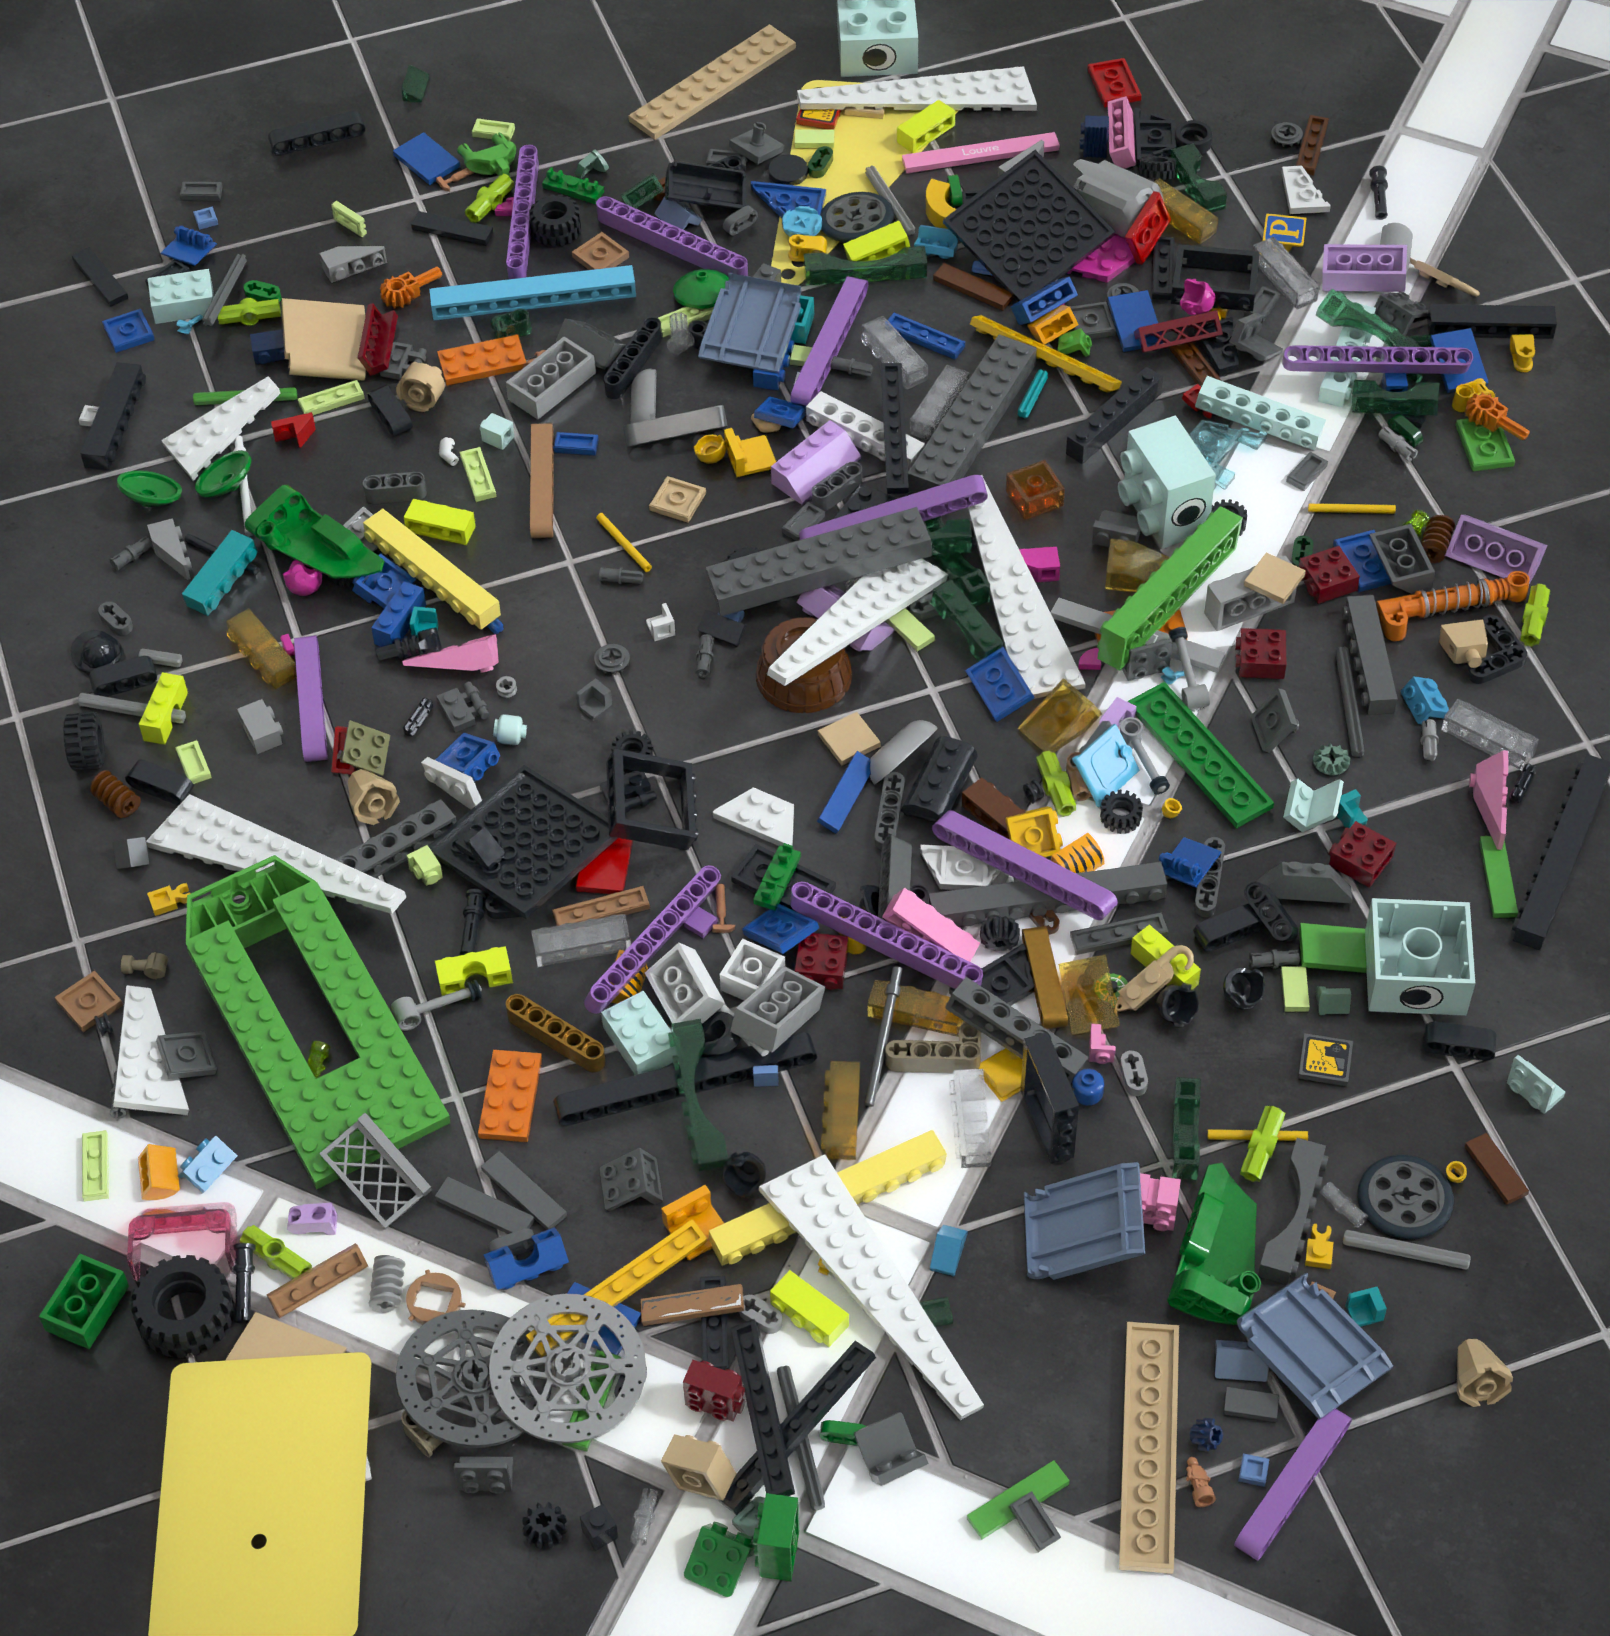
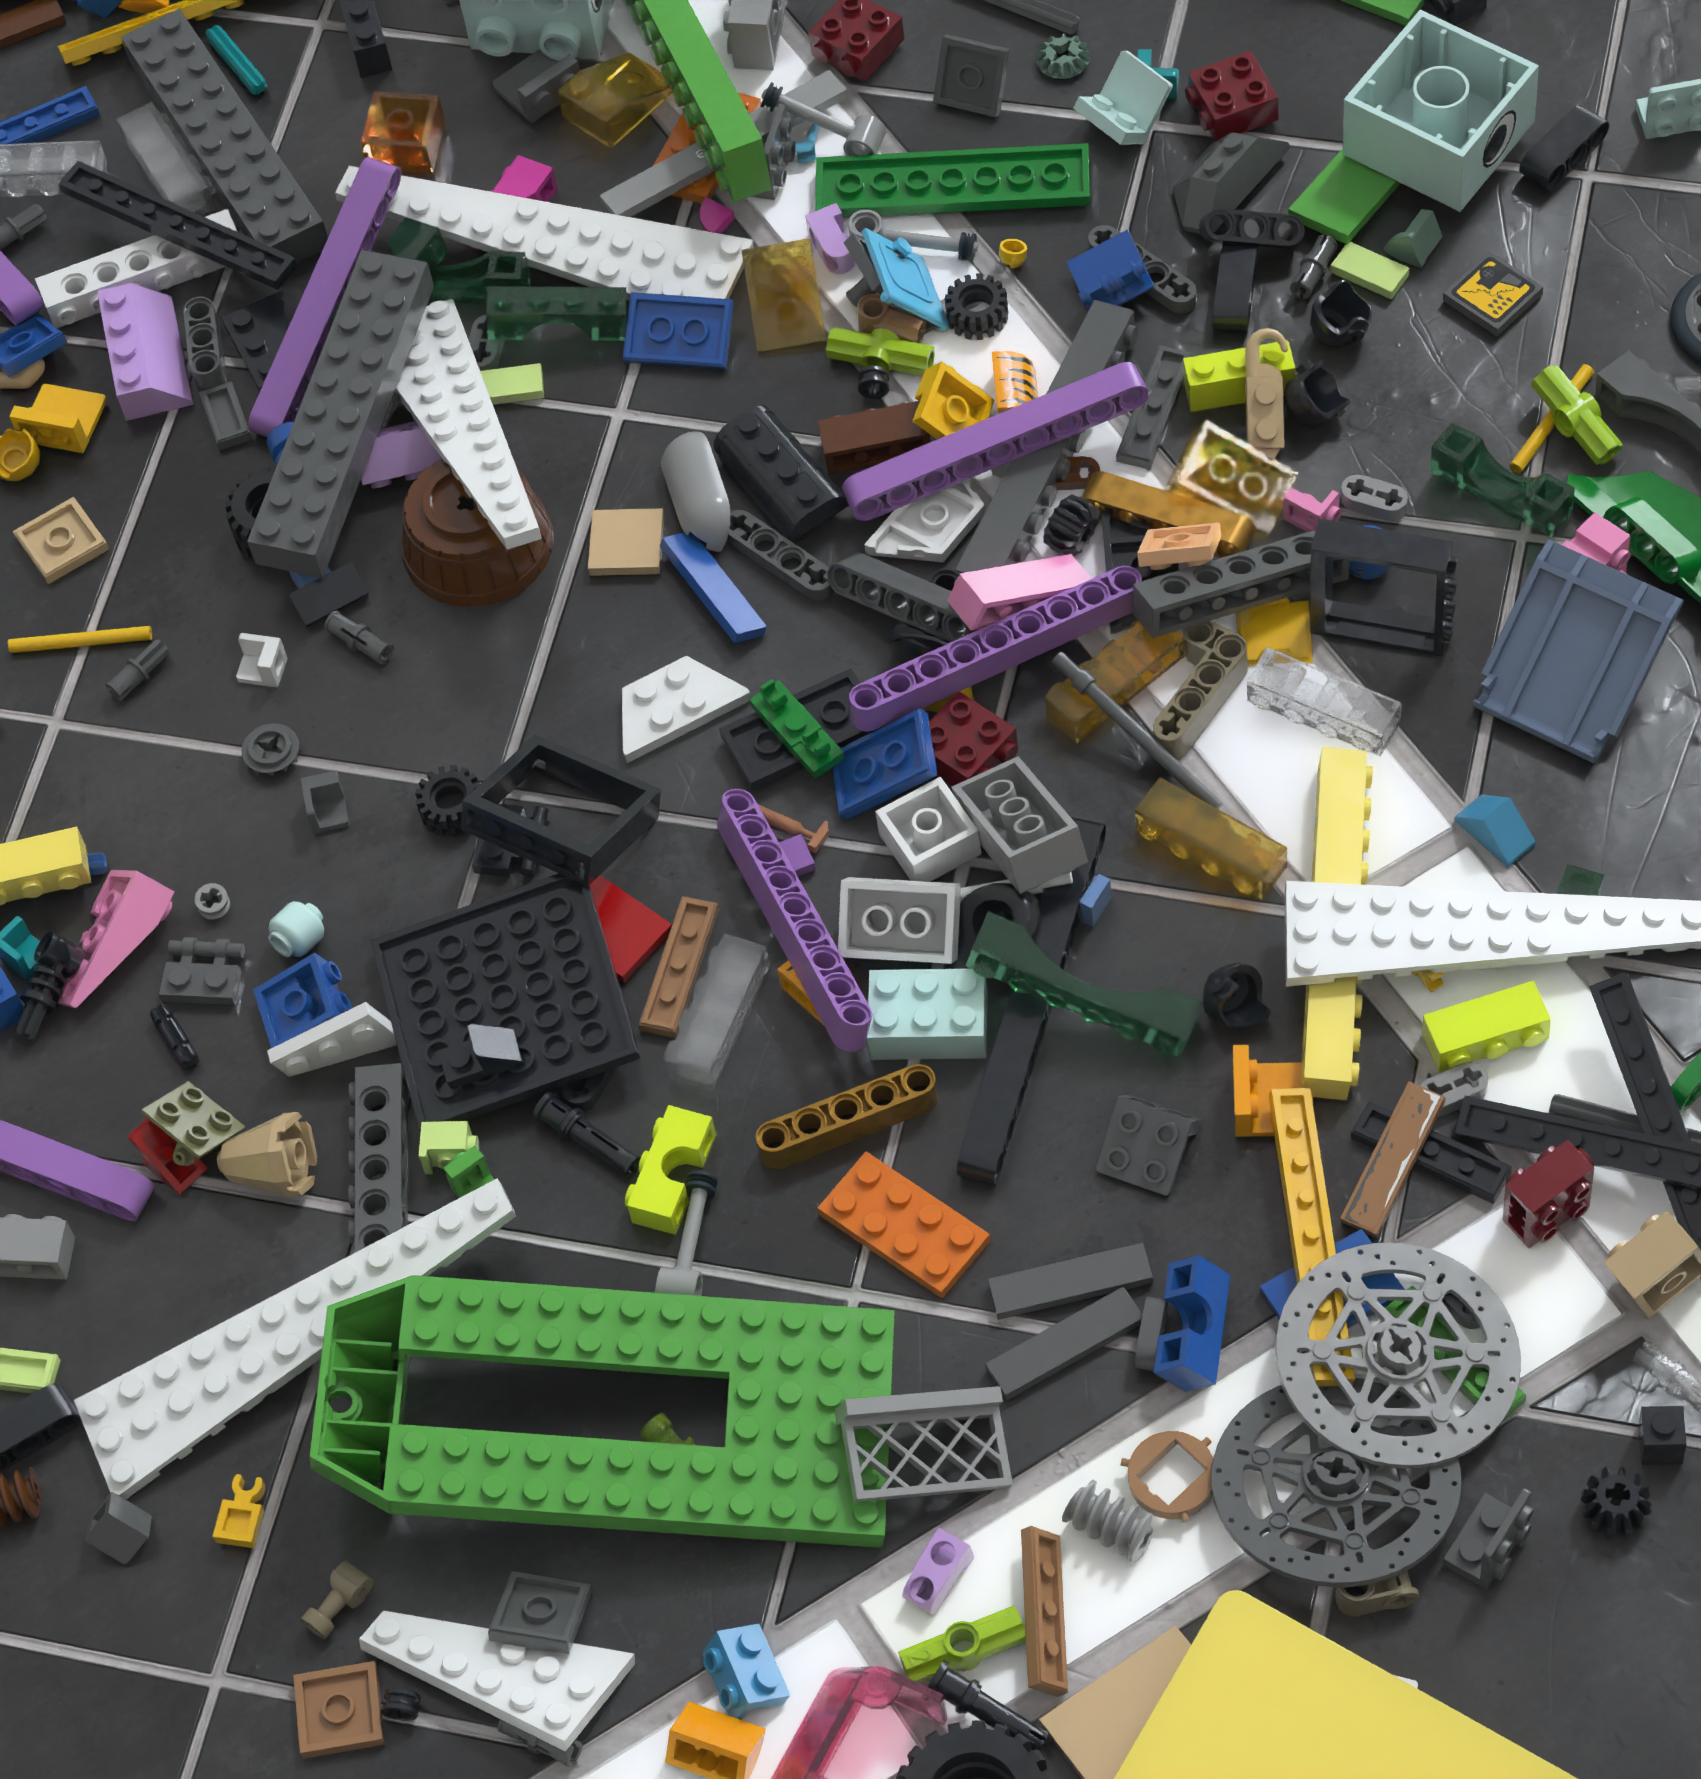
camera: 50 degrees left, 5 degrees up
(413, 885) = (467, 1172): none -> bright green bracket
(1015, 987) = (1178, 545): none -> light nougat plate

